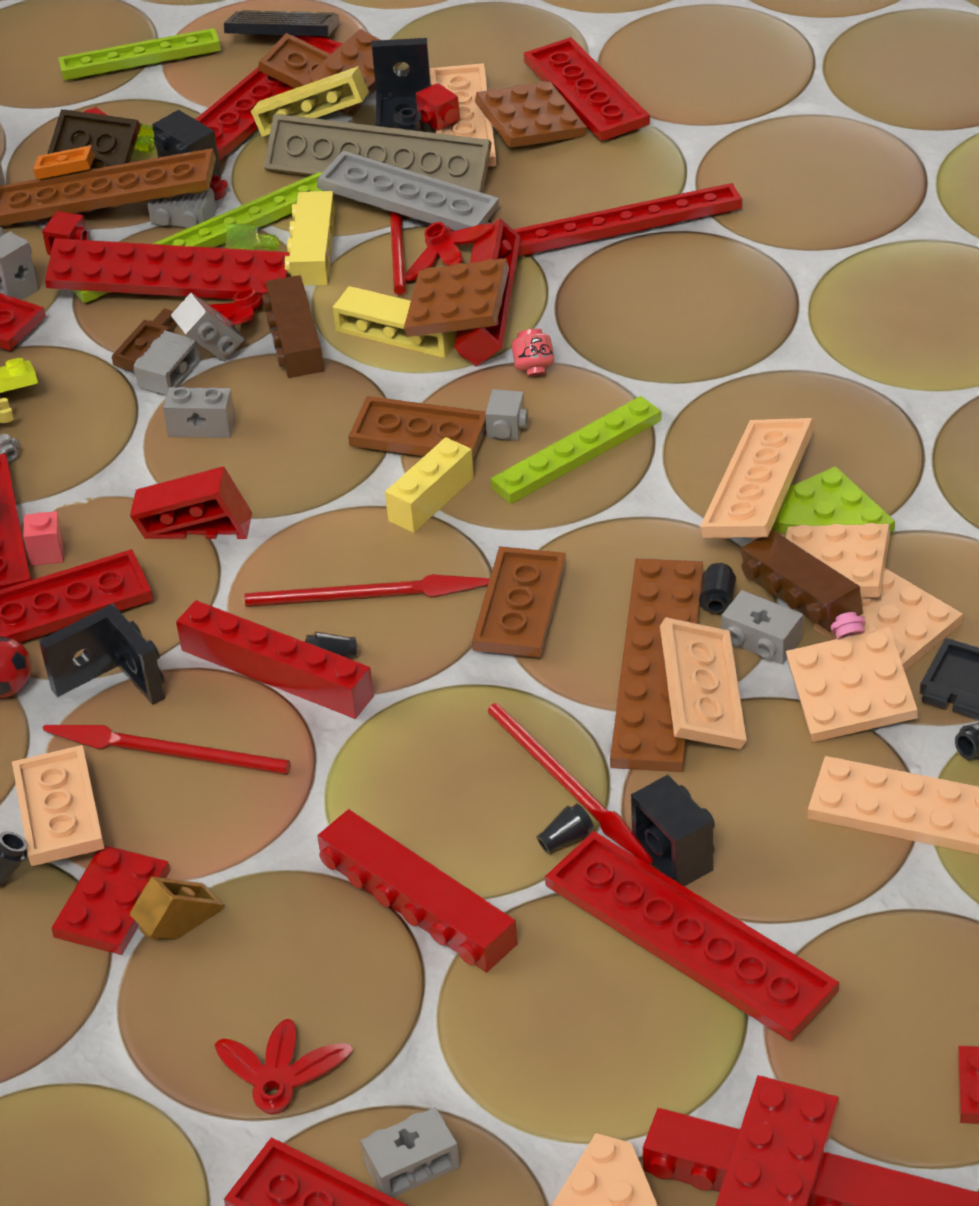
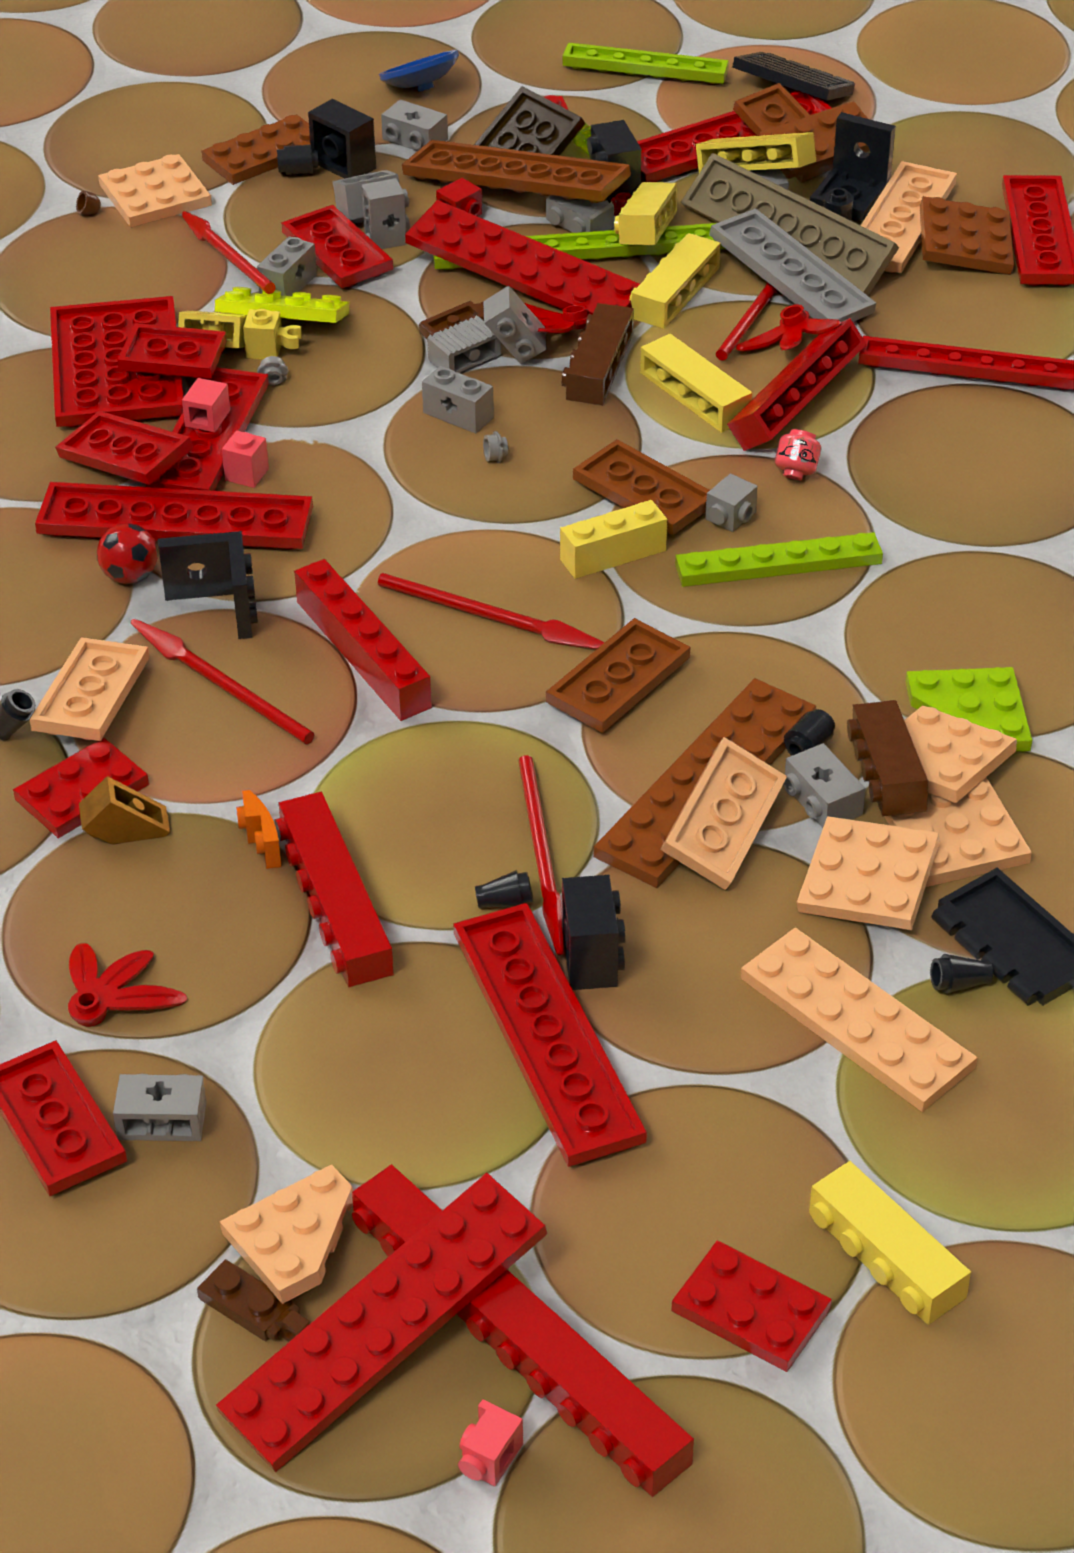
camera: 25 degrees right, 0 degrees up
(63, 162) = (497, 136): orange plate -> none
(192, 505) = (390, 478): red wedge -> none
(246, 237) = (617, 260): clear neon green plate -> none
(250, 187) = (647, 213): none -> light yellow brick
(261, 443) = (495, 447): none -> light grey plate
(309, 863) = (260, 828): none -> orange slope
(337, 644) = (421, 647): black cone -> none
(438, 106) = (875, 197): red brick -> none
(456, 297) = (754, 376): dark orange plate -> none
(757, 479) = (920, 648): light nougat plate -> none
(848, 625) = (898, 814): bright pink plate -> none

